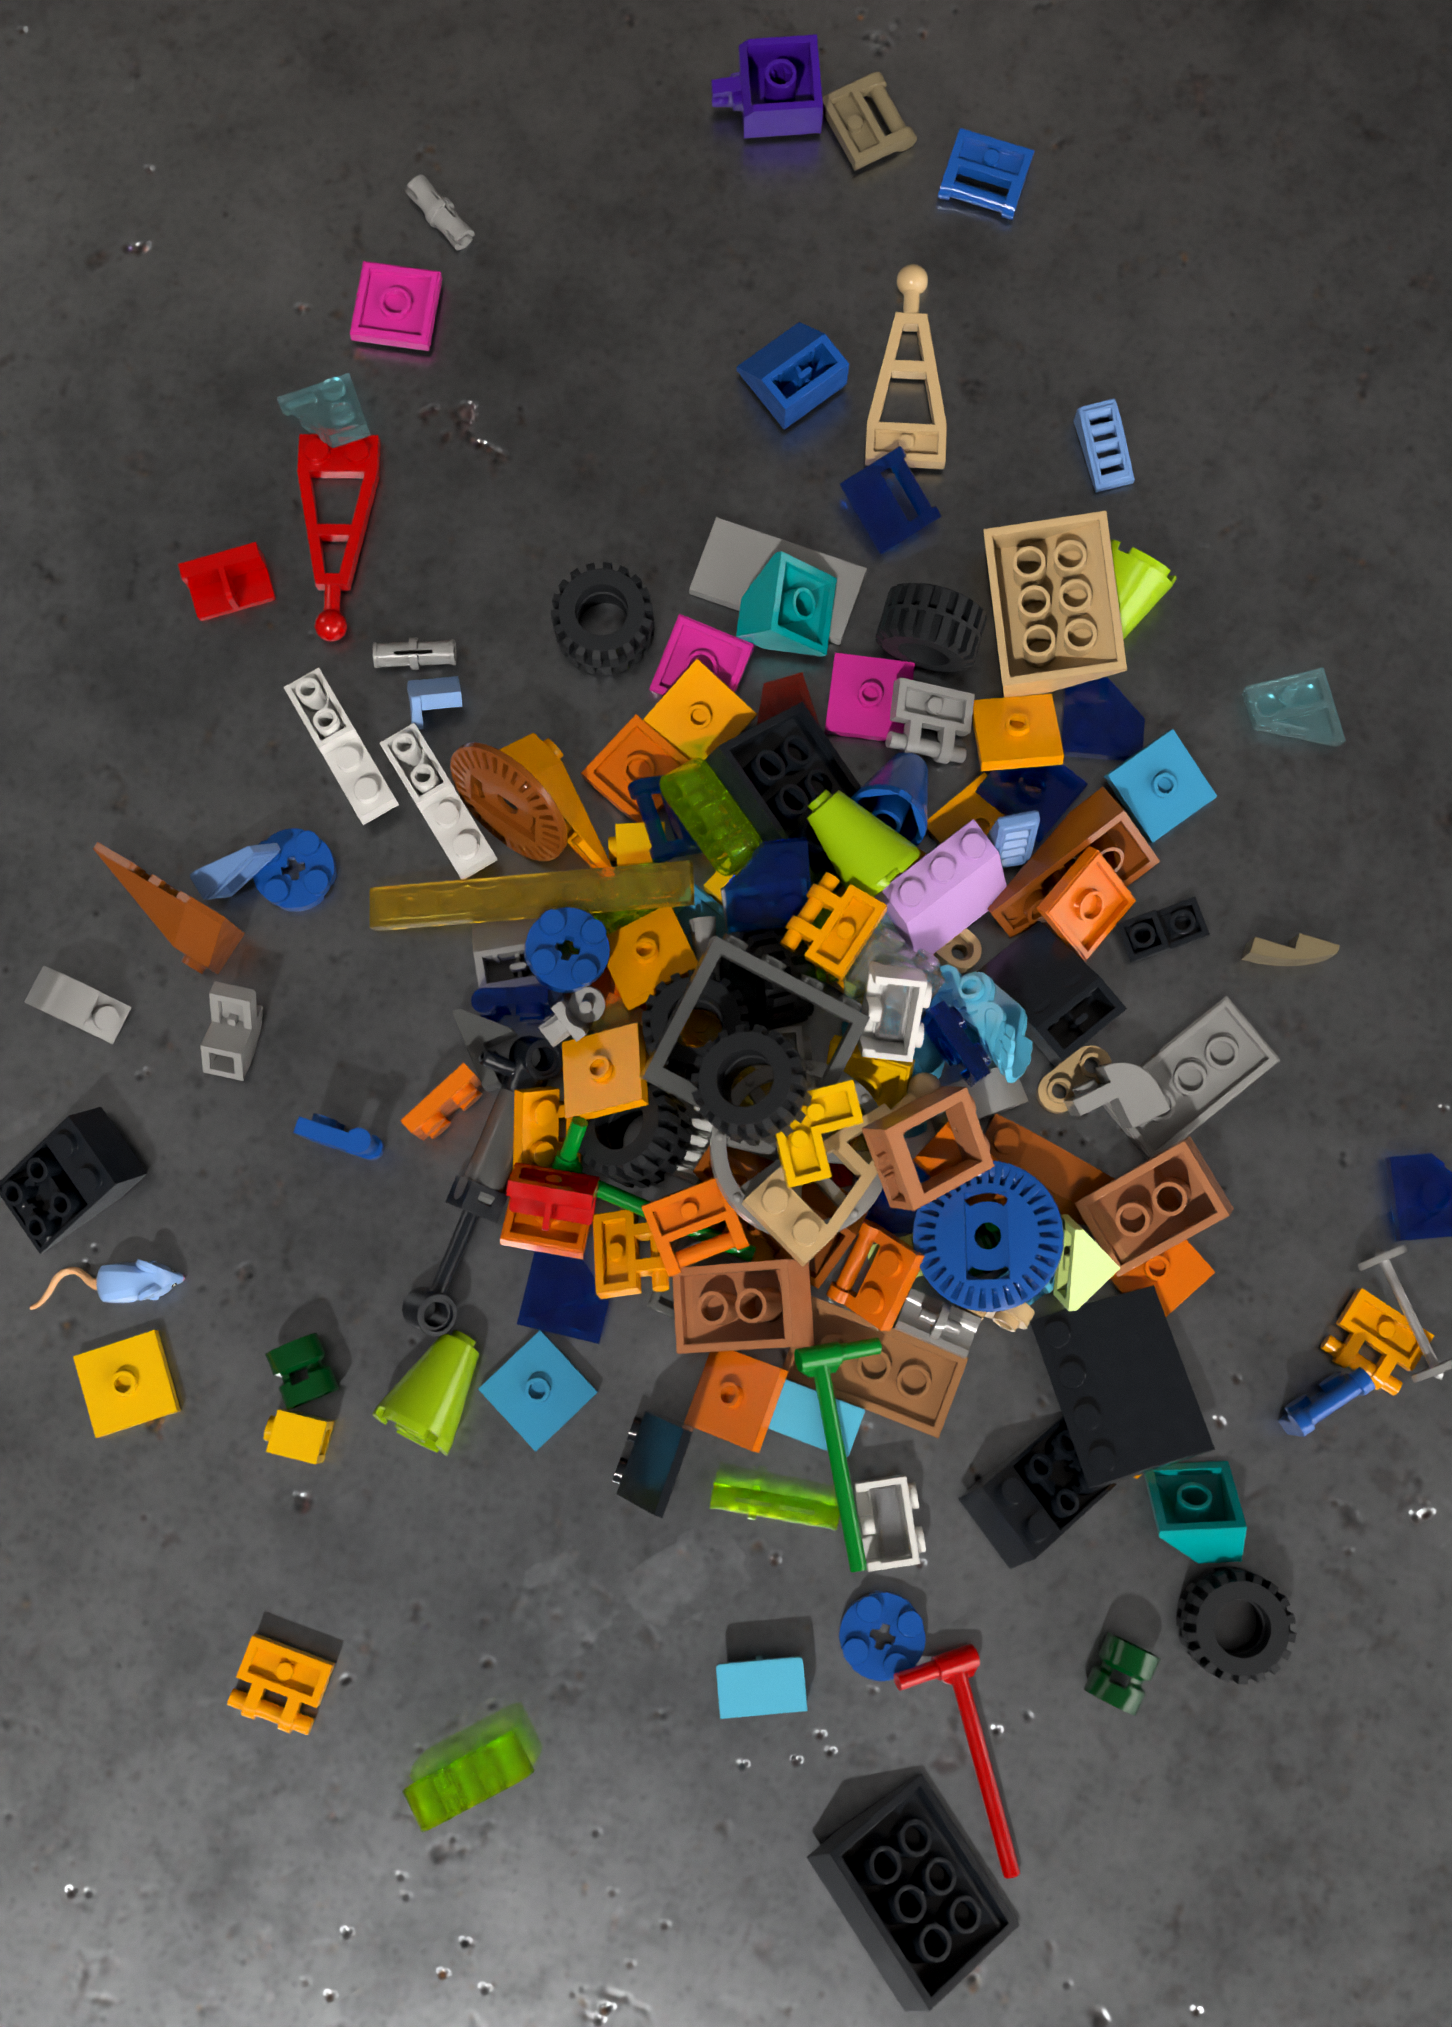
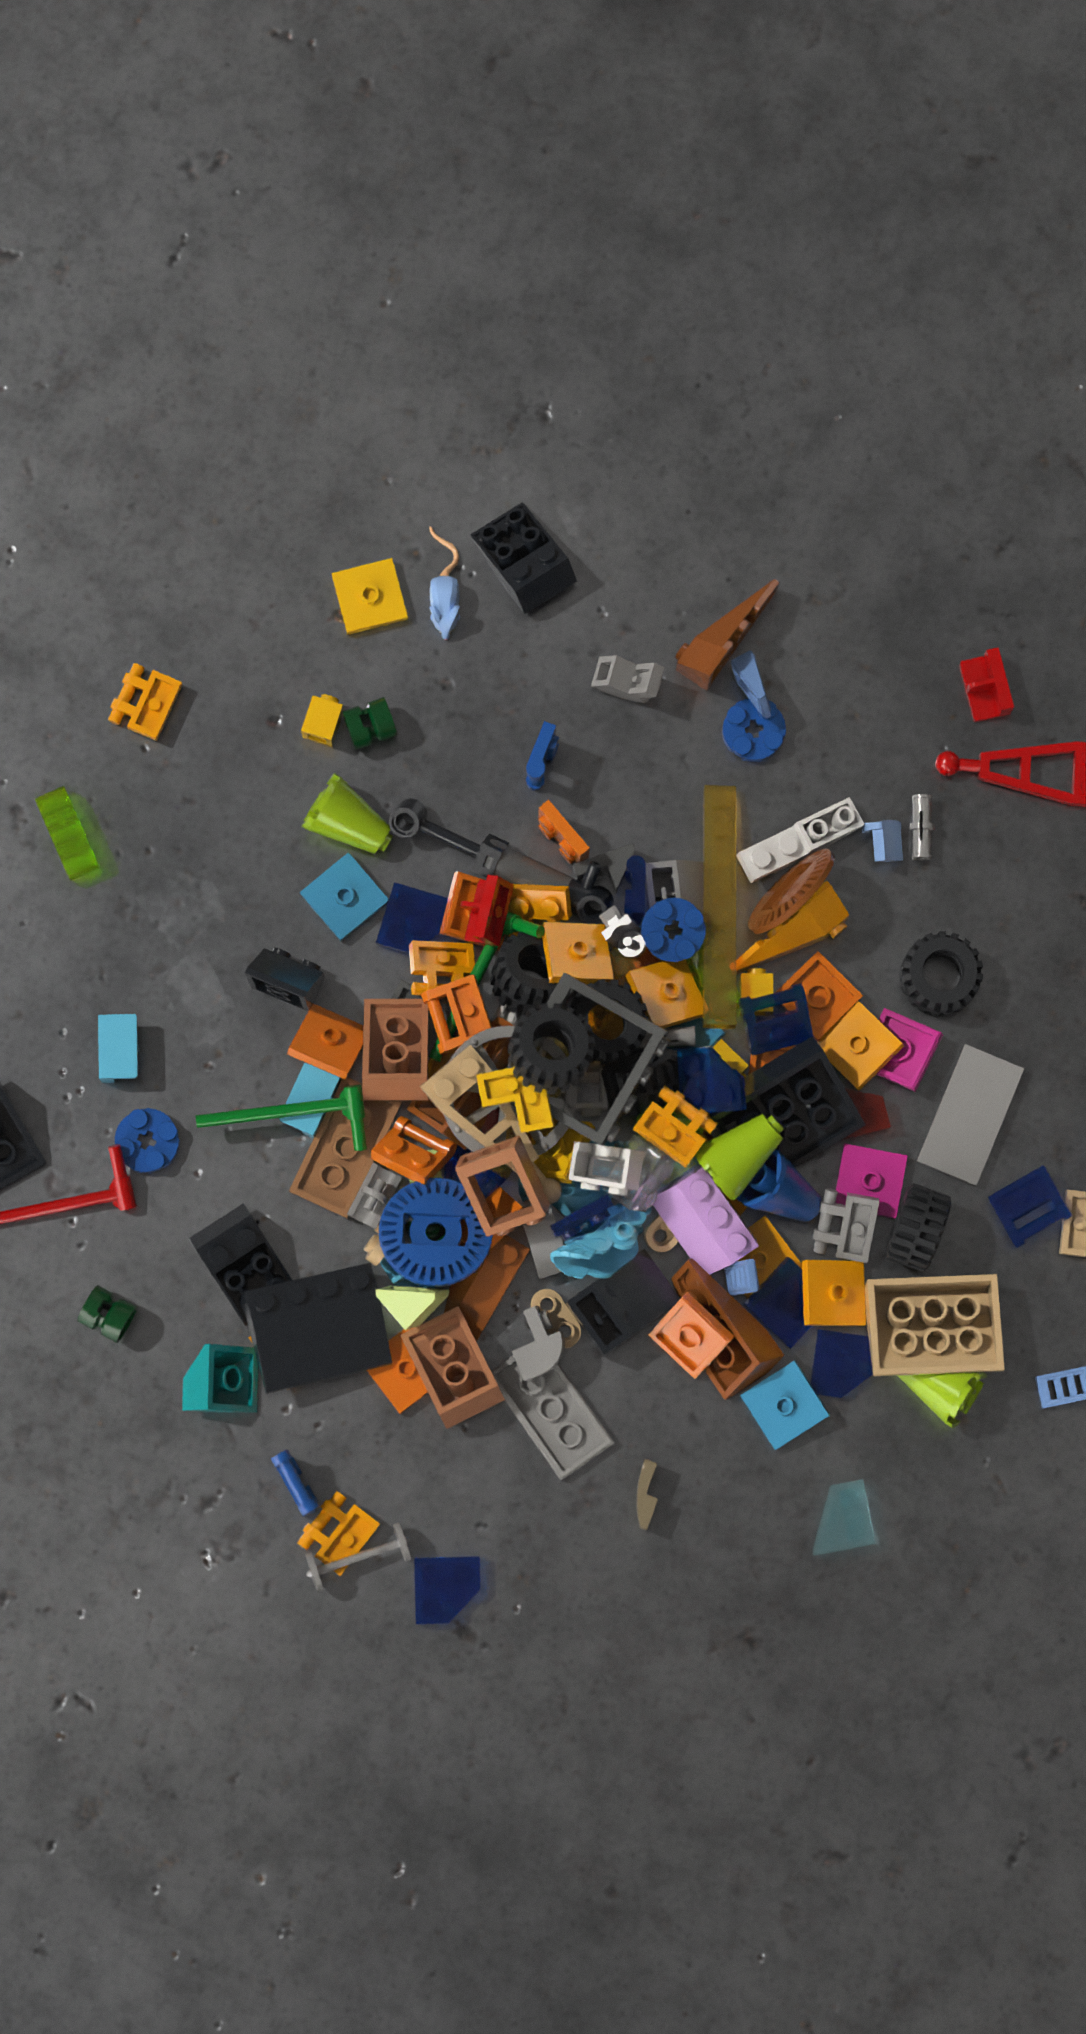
camera: 90 degrees right, 0 degrees up
(78, 1004) = (655, 565): light grey brick -> none
(341, 746) = (848, 768): white slope -> none
(710, 815) = (772, 1044): clear neon green beam -> none
(724, 1497) = (255, 1029): clear neon green pin -> none
(788, 607) = (942, 1119): teal slope -> none
(888, 1522) = (229, 1150): white window -> none
(1163, 930) = (669, 1398): black slope -> none
(1271, 1630) = (116, 1381): black tyre -> none

